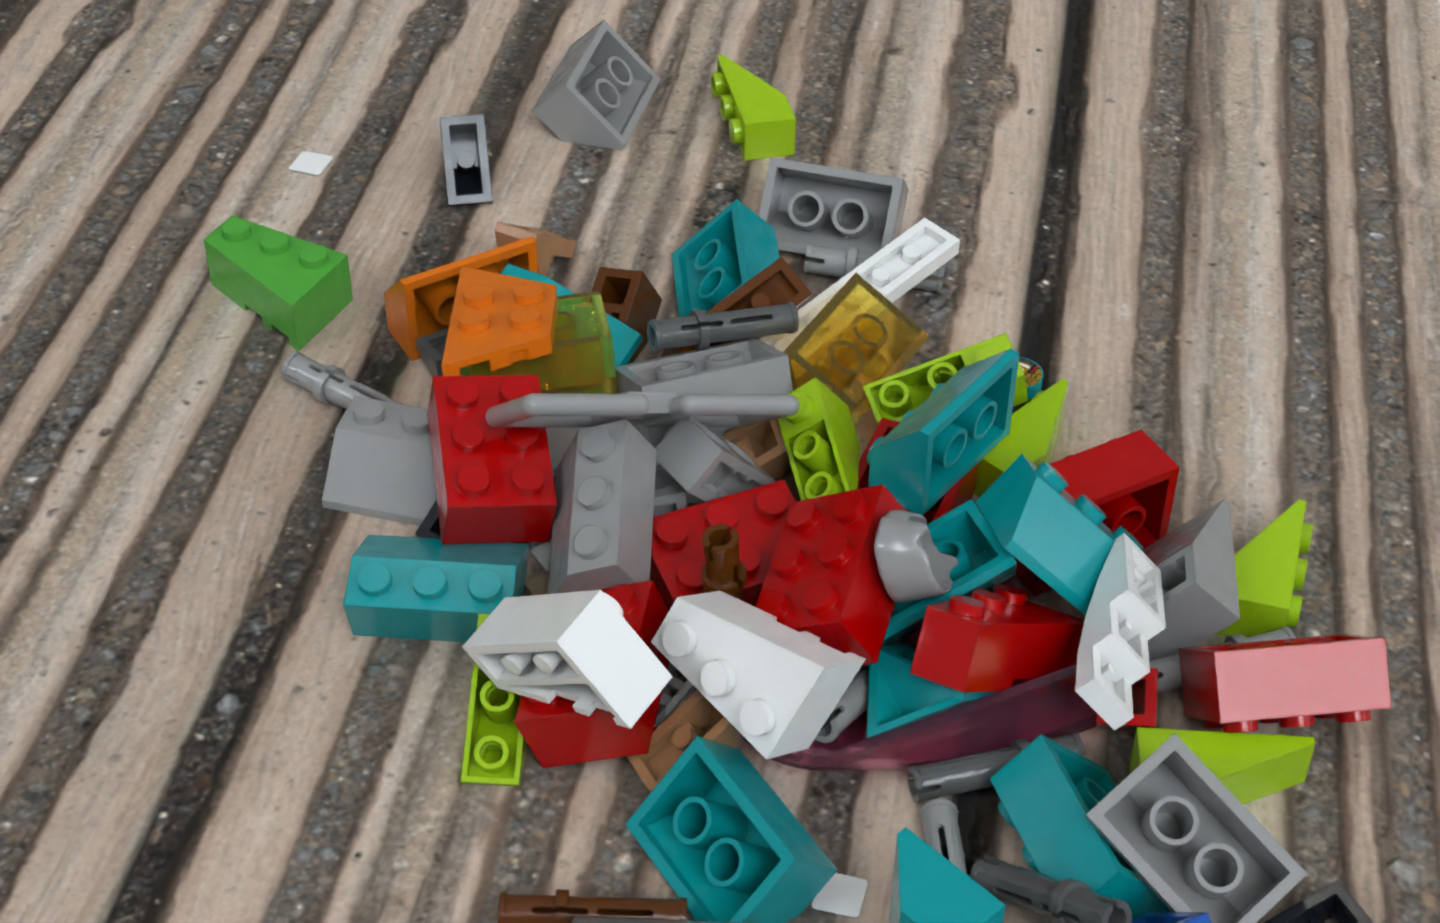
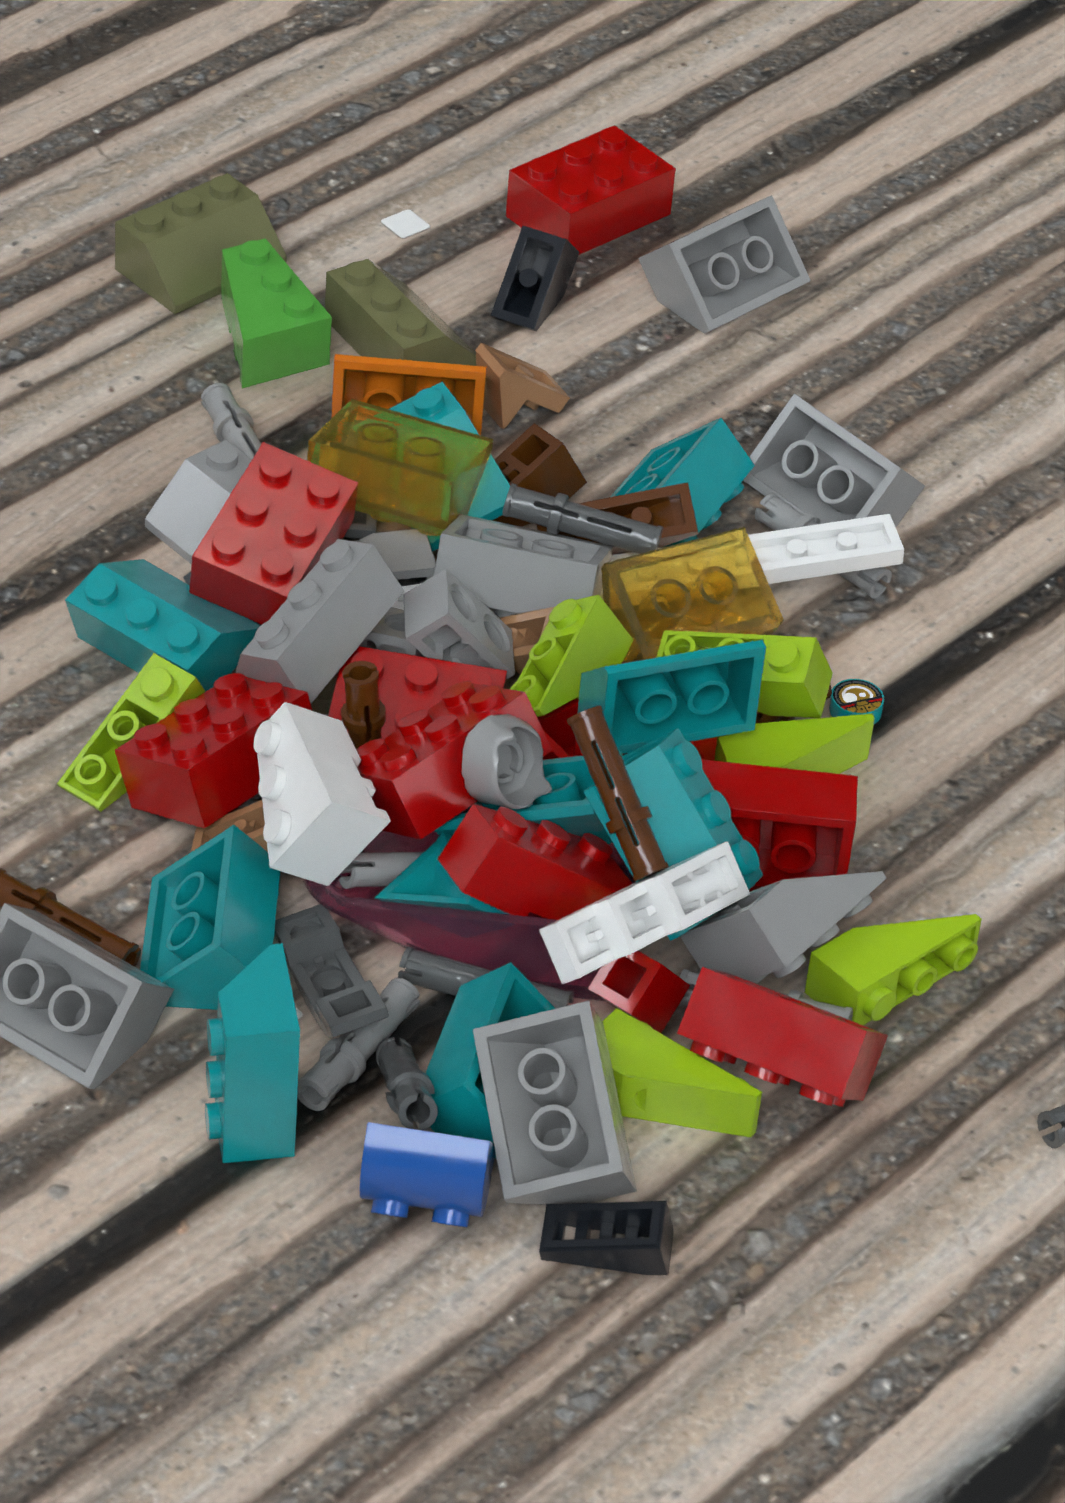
camera: 30 degrees right, 0 degrees up
(157, 248) = (179, 243): none -> olive slope
(386, 244) = (387, 319): none -> olive slope
(443, 74) = (592, 189): none -> red brick
(499, 321) = (370, 423): orange wing -> none
(572, 650) = (170, 703): white wedge -> none
(649, 409) = (401, 540): light grey bar -> none
(756, 112) = (855, 353): lime slope -> none
(868, 833) = (326, 973): none -> dark grey slope
(1059, 551) = (643, 858): none -> reddish brown pin

